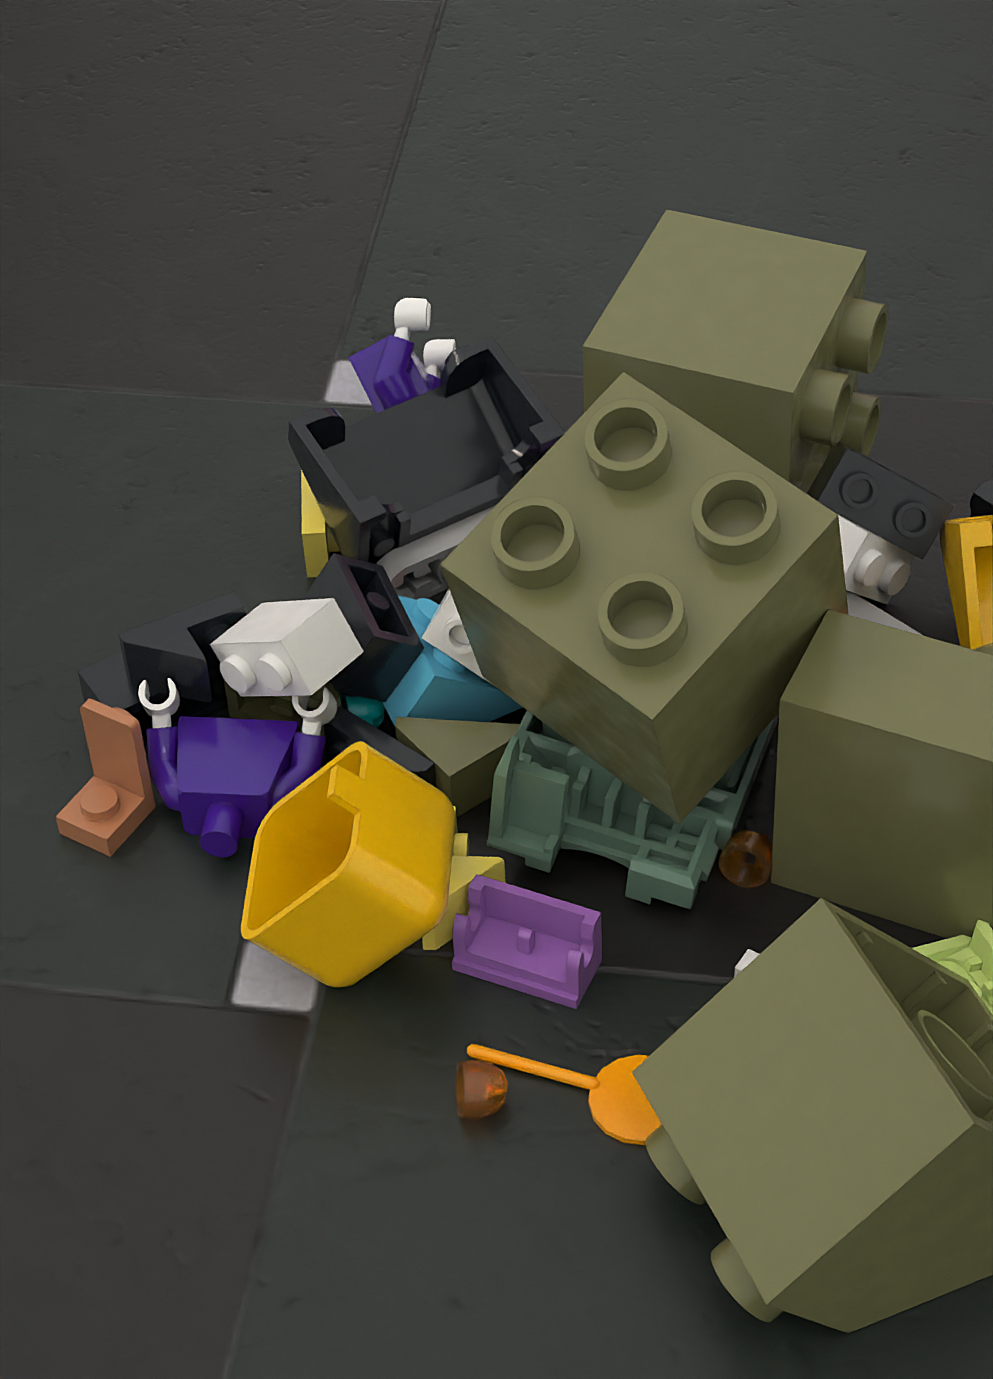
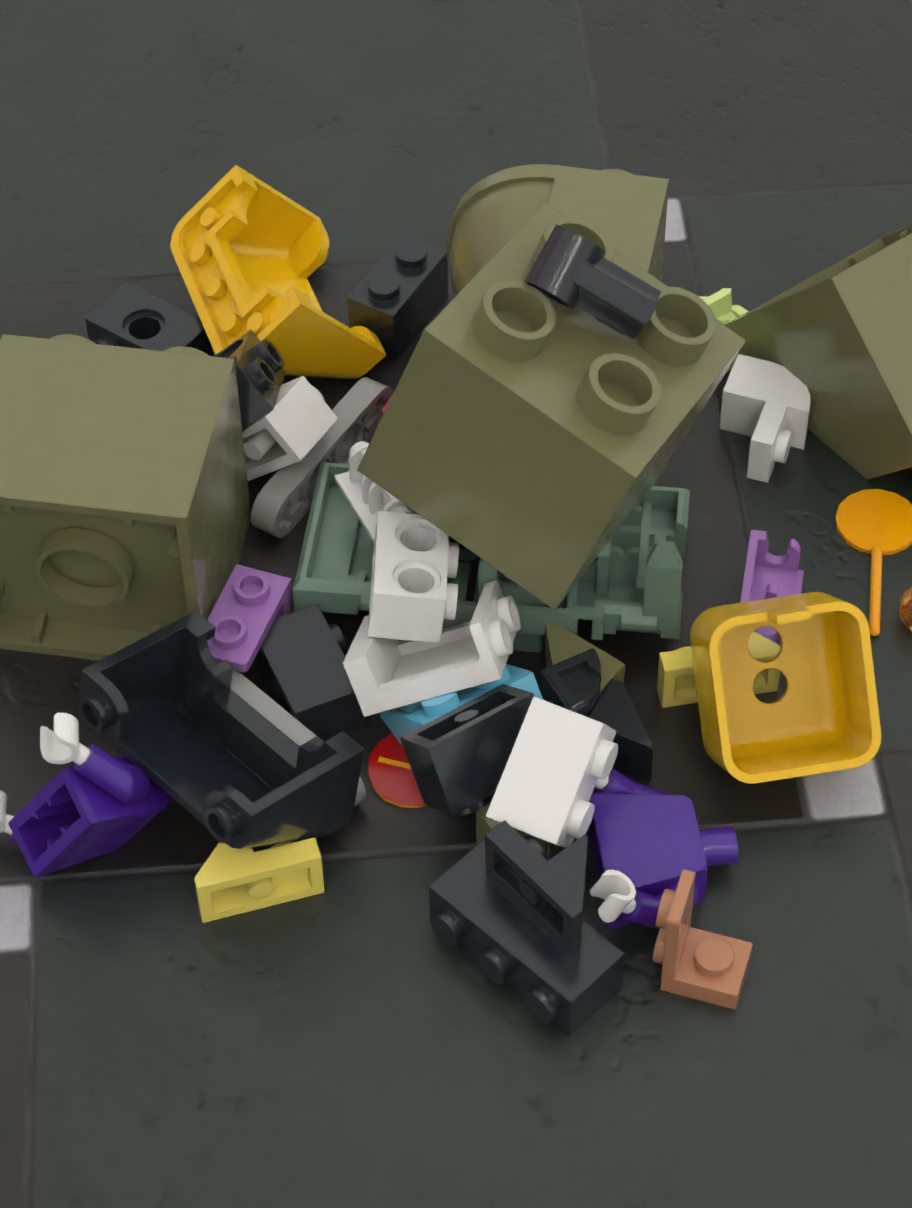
camera: 105 degrees left, 5 degrees up
(425, 724) = (574, 682): none -> black tile
(657, 501) = (578, 275): none -> black piece

